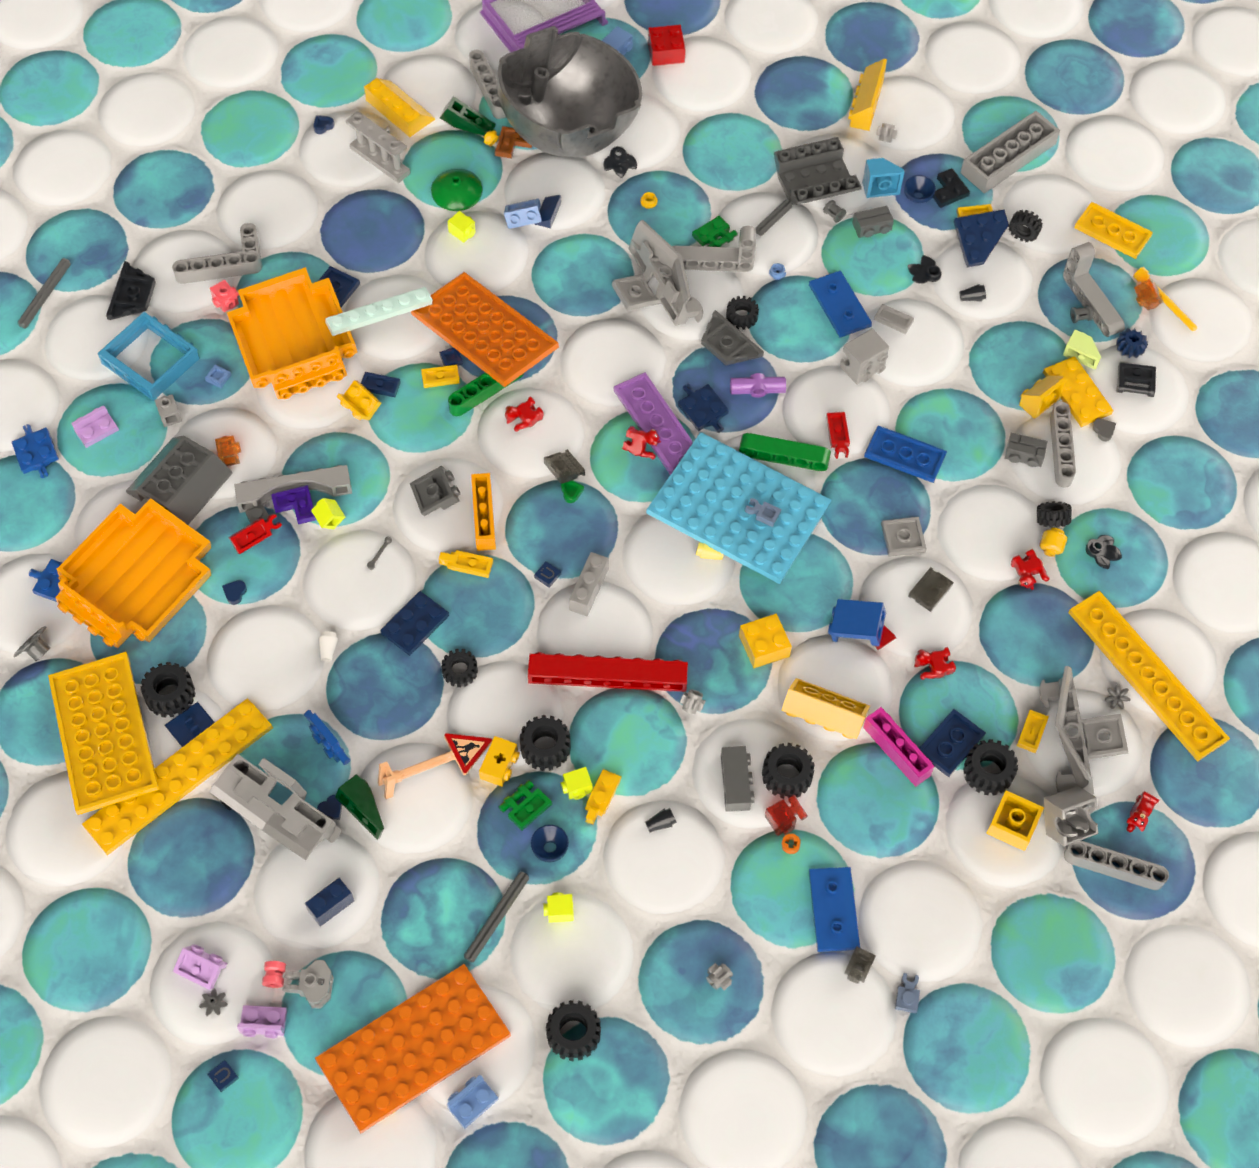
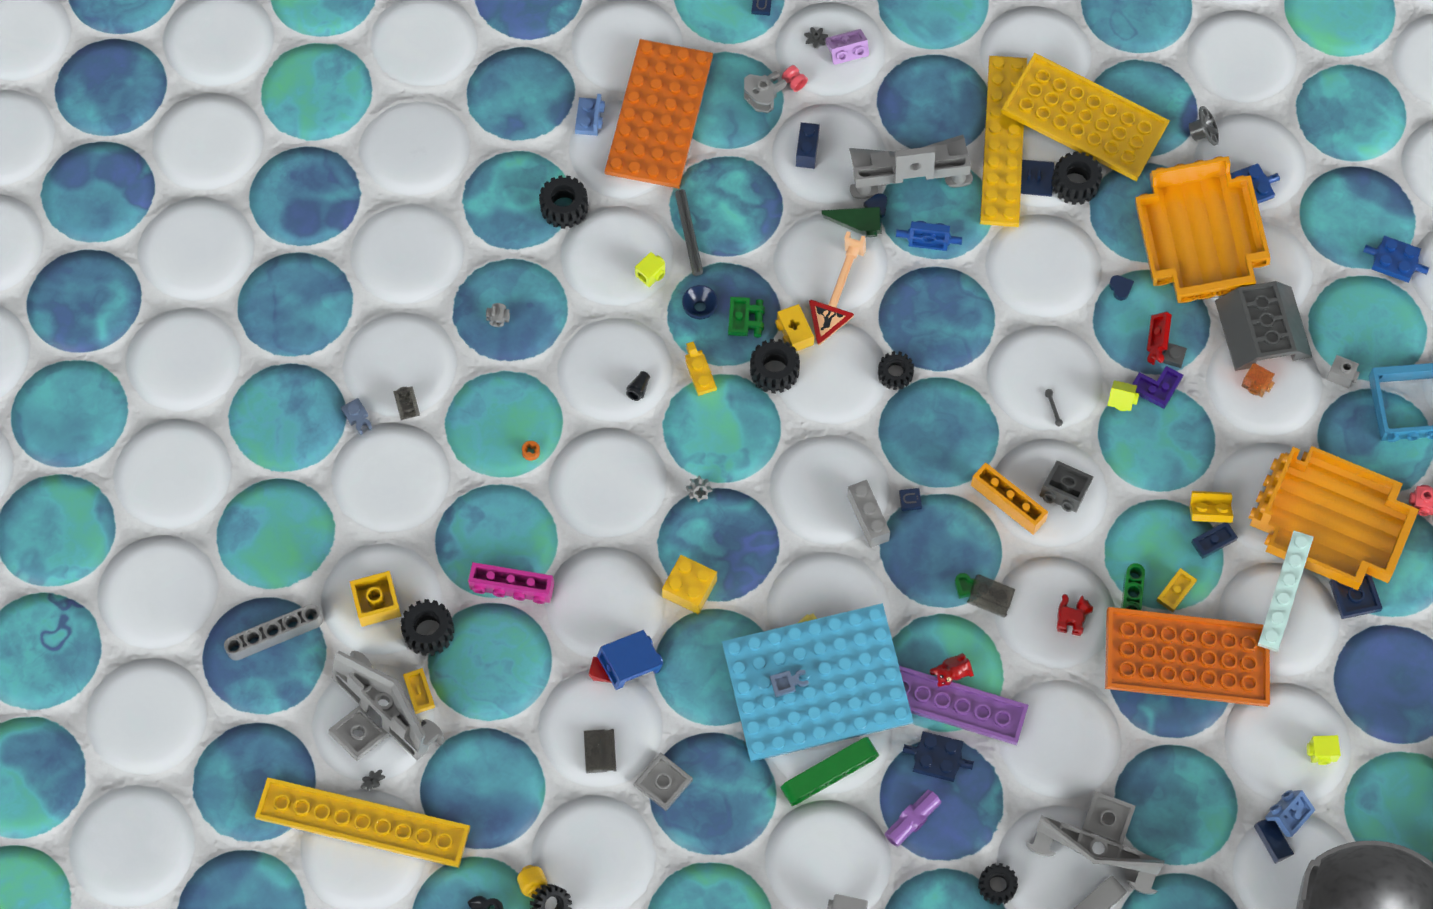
camera: 140 degrees right, 5 degrees up
(94, 426) = (1378, 314): lavender bracket -> none
(218, 376) = (1346, 436): medium blue tile -> none
(263, 1021) = (771, 50): lavender bracket -> none
(327, 644) = (1009, 306): white cone -> none
(332, 481) = (1151, 425): light grey arch -> none
(414, 623) = (966, 377): dark blue plate -> none
(450, 357) = (1188, 609): dark blue plate -> none
(456, 190) = (1371, 801): green dish -> none
(467, 563) = (978, 453): yellow hinge -> none
(576, 783) = (723, 360): neon yellow brick -> none
(607, 672) = (783, 459): red brick -> none
(728, 342) = (981, 841): dark grey wing -> none
(736, 778) = (612, 460): dark grey brick -> none
(783, 817) = (552, 460): clear red brick -> none
(792, 756) = (578, 480): black tyre -> none
(825, 708) = (595, 572): yellow slope -> none
(834, 909) = (459, 430): blue plate -> none
(838, 433) = (802, 832): red plate -> none
(905, 454) = (728, 862): blue plate -> none
(936, 662) = (539, 683): red animal -> none
(951, 742) = (475, 627): dark blue plate -> none
(1027, 567) = (534, 838): red animal -> none
(1069, 817) = (333, 629): light grey piece -> none
(1141, 811) = (283, 690): red animal -> none

